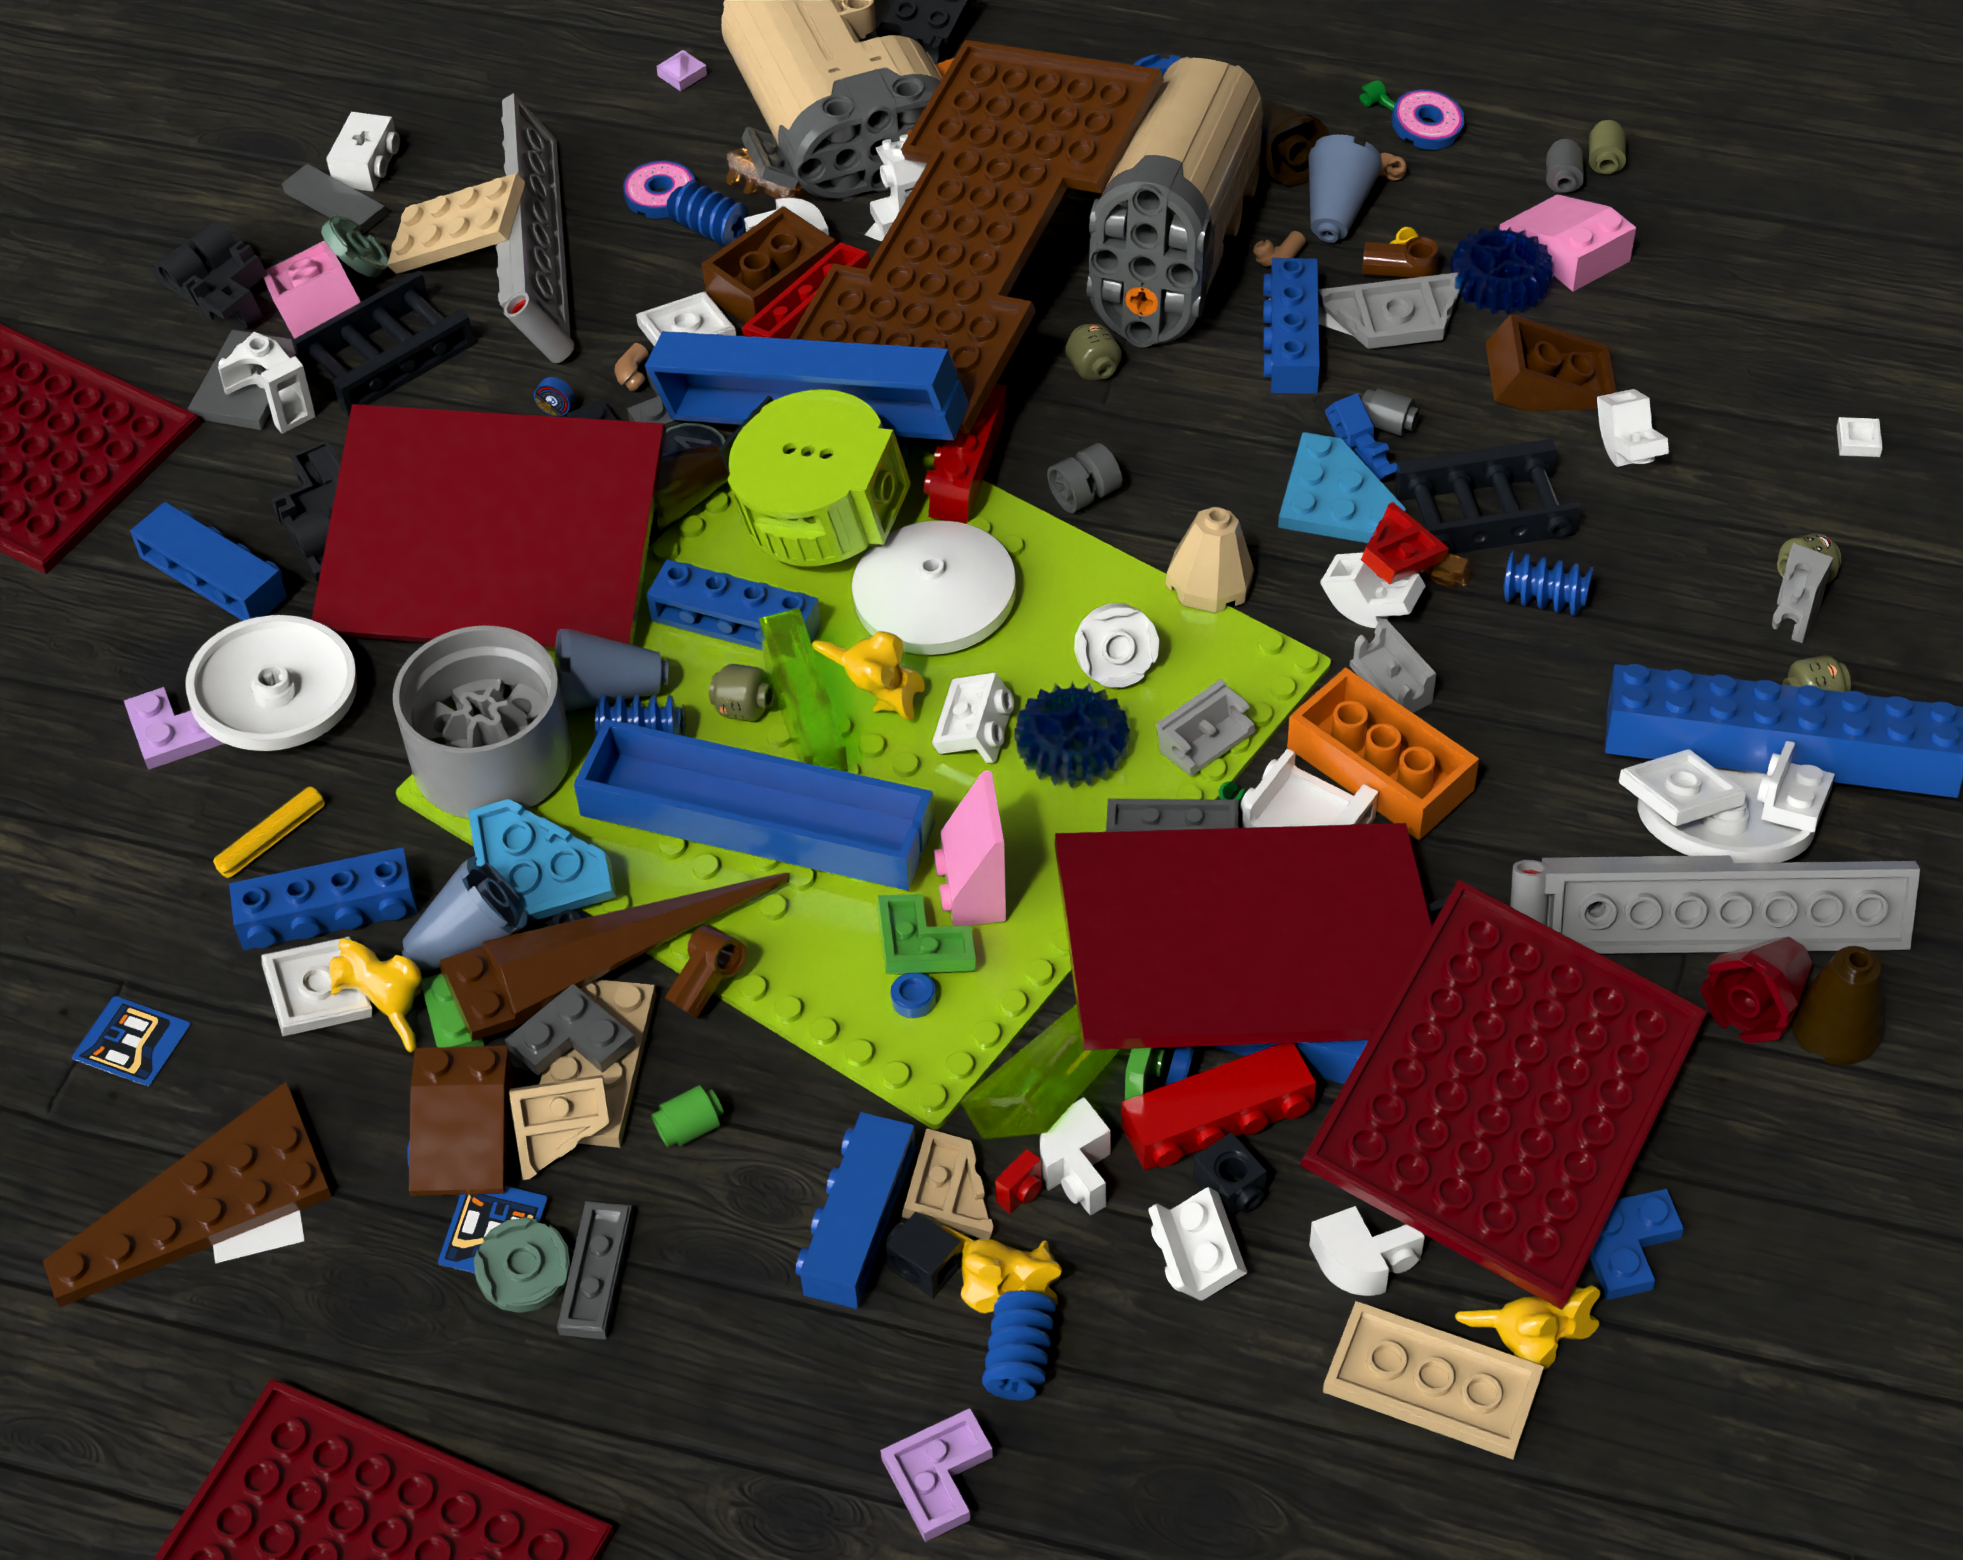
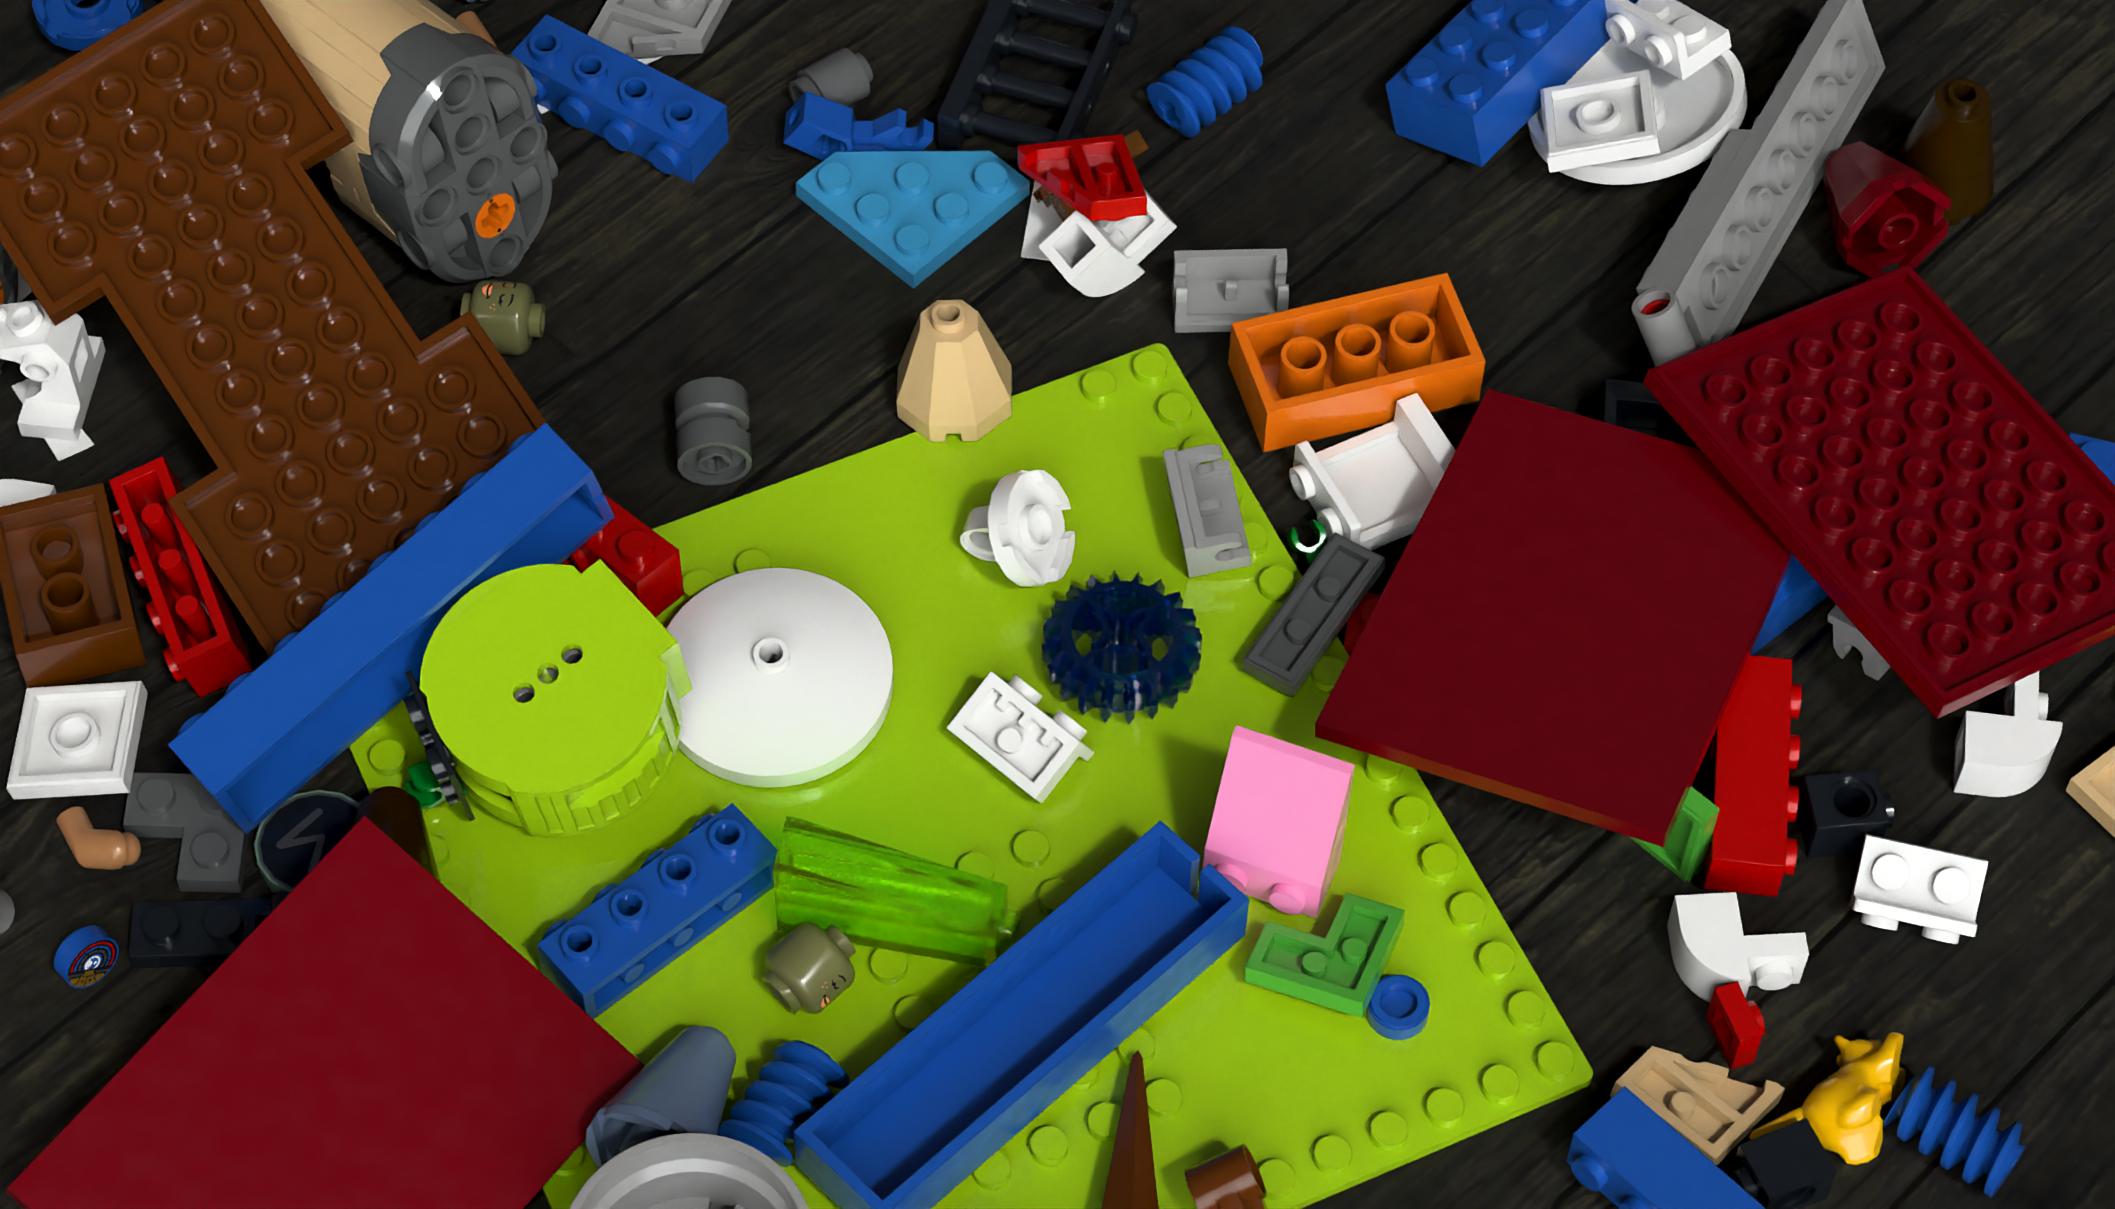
camera: 65 degrees left, 5 degrees up
(876, 668) = (905, 794): yellow animal -> none
(1036, 1083) = (1617, 921): clear neon green slope -> none

